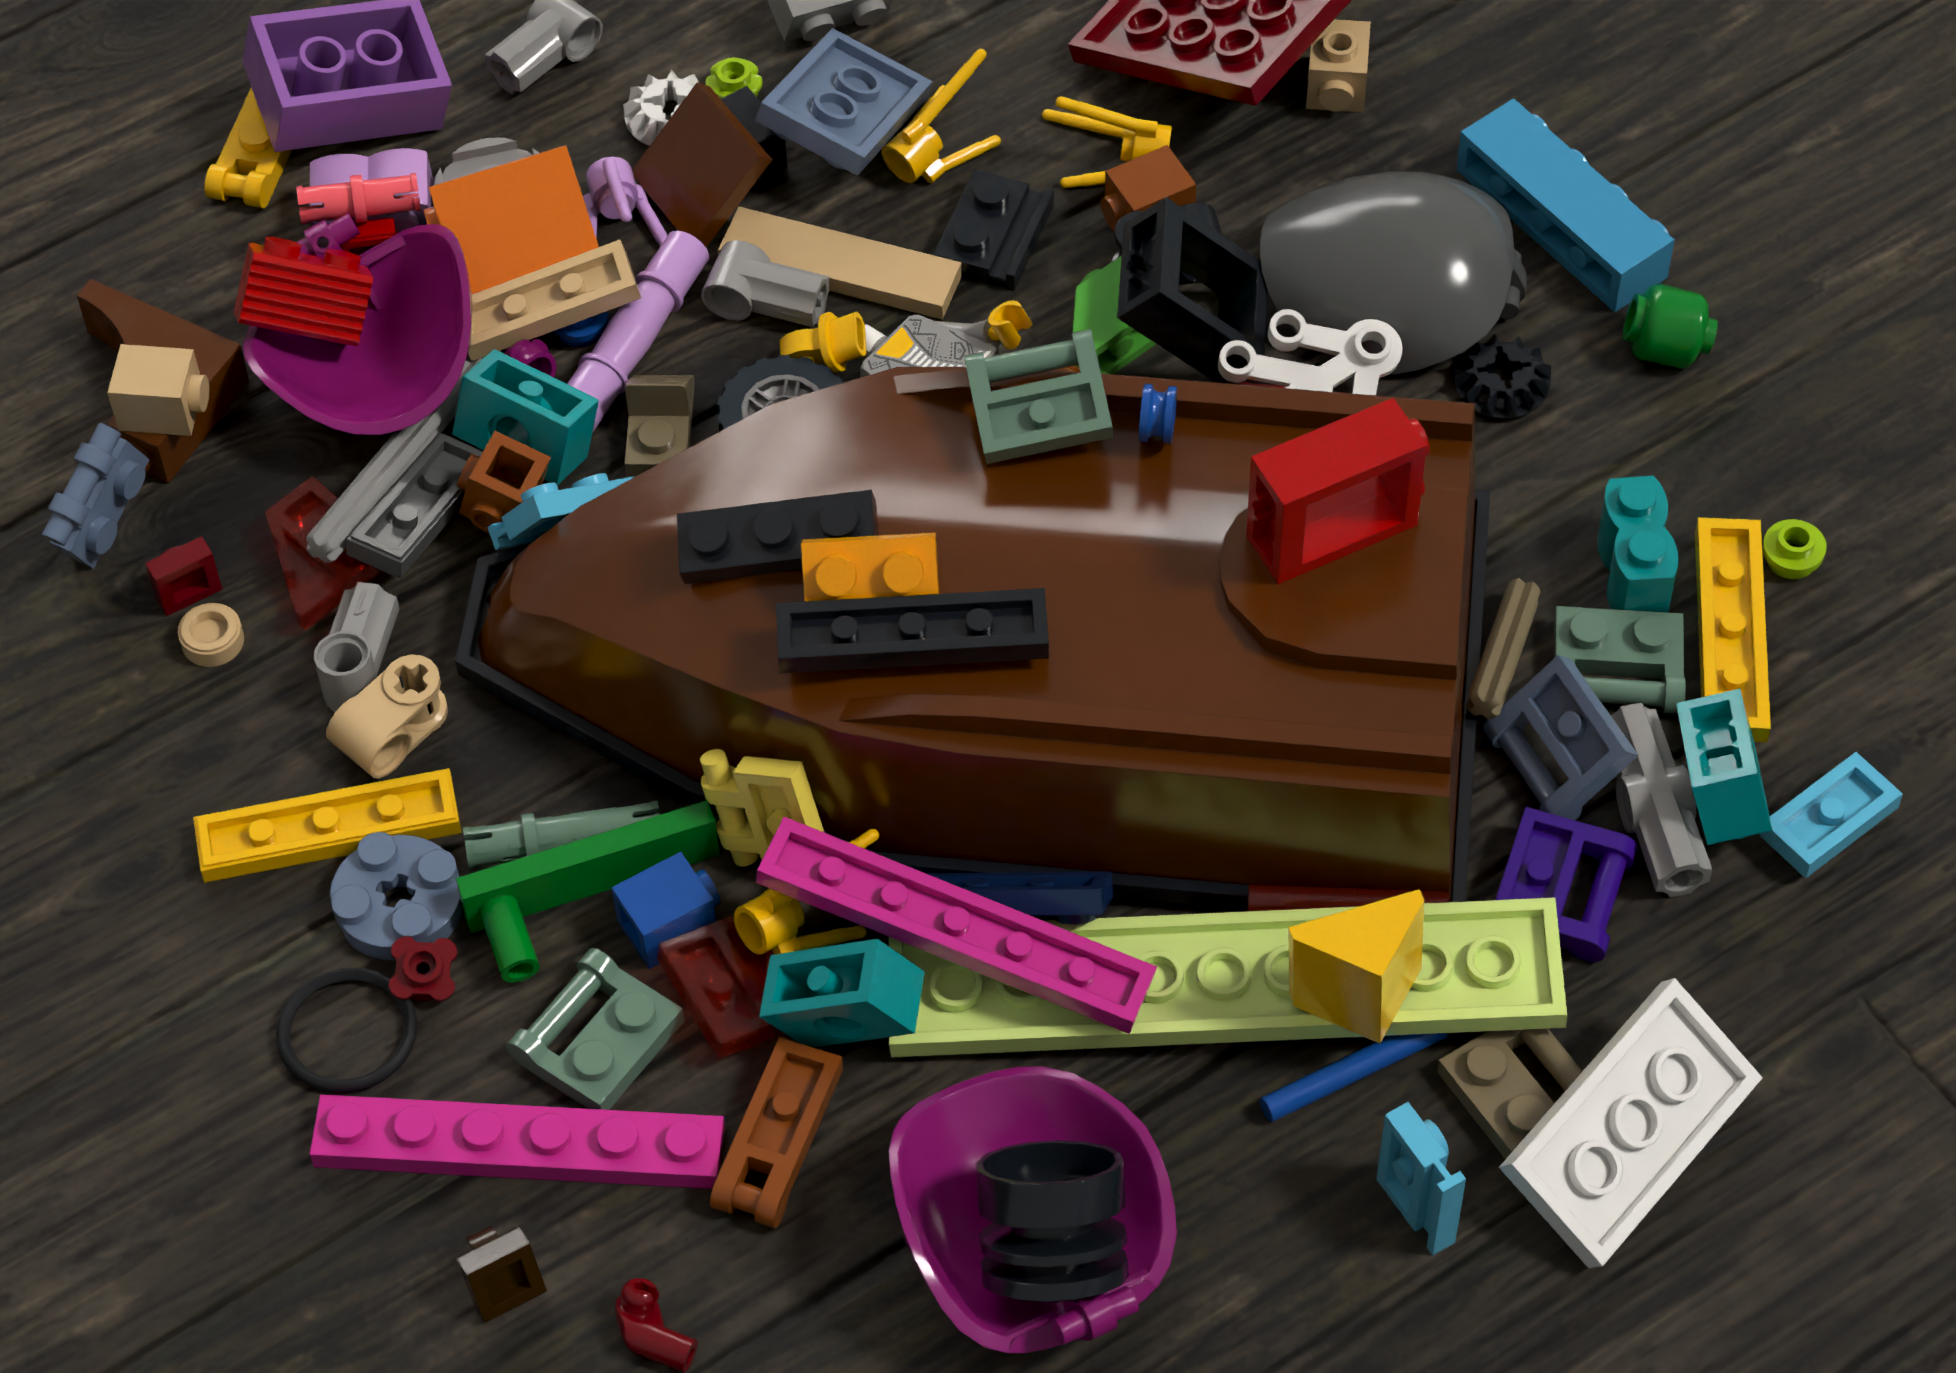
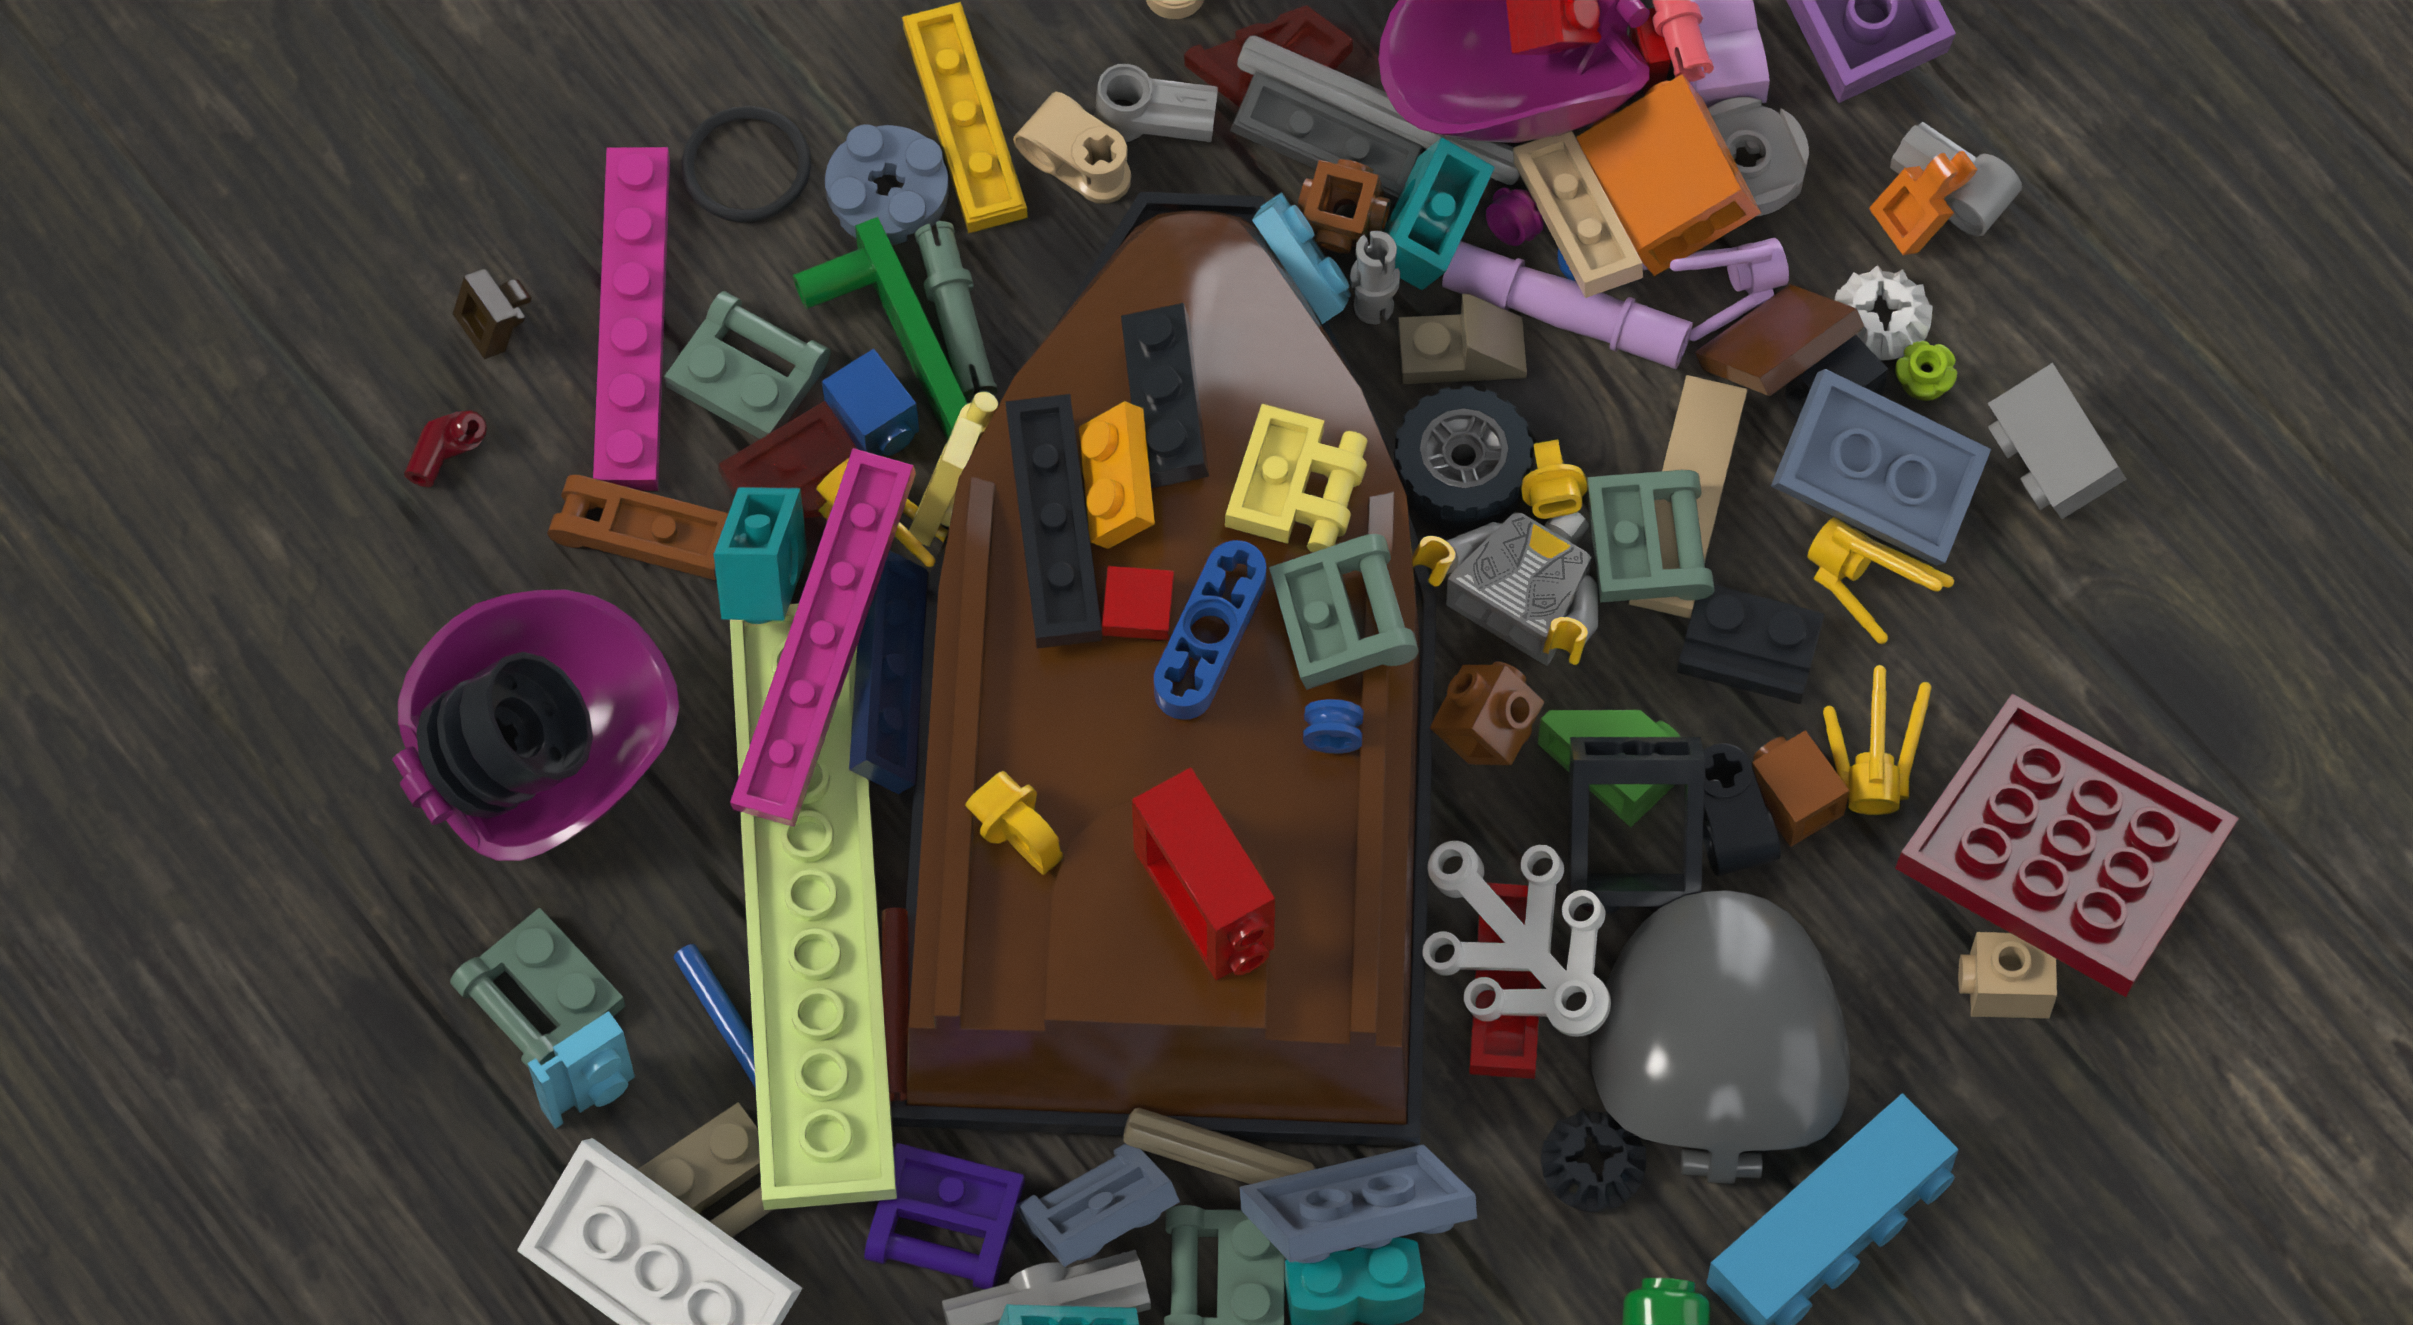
camera: 85 degrees right, 10 degrees up
(412, 985) = (805, 229): dark red plate -> none
(573, 64) = (1915, 204): none -> orange plate
(591, 448) = (1375, 277): none -> light grey pin
(748, 282) = (1639, 412): light grey piece -> none
(883, 445) = (1276, 473): none -> light yellow plate
(892, 278) = (1628, 536): none -> sand green plate
(1014, 558) = (1138, 603): none -> red tile
(1032, 478) = (1214, 657): none -> blue beam
(1244, 677) = (1010, 816): none -> yellow piece
(1295, 1230) = (550, 974): none -> sand green plate
(1358, 963) = (767, 992): yellow slope -> none
(1569, 524) = (1358, 1204): none -> sand blue plate

